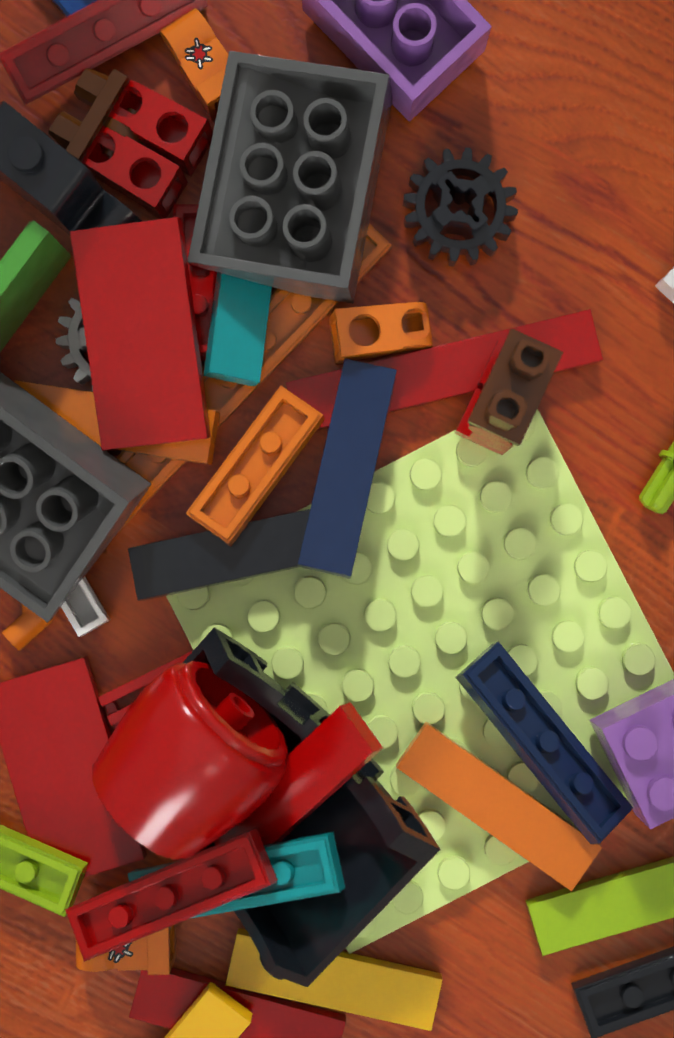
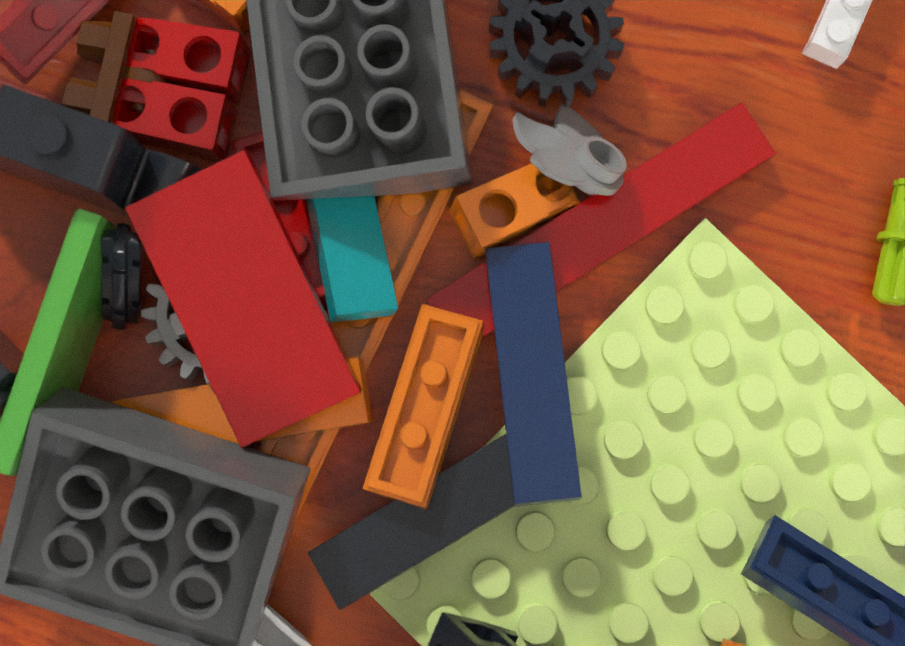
camera: 25 degrees left, 5 degrees down
(51, 284) = (121, 276): none -> black axle
(439, 304) = (572, 152): none -> light grey plate
(510, 393) = (696, 217): reddish brown hips -> none

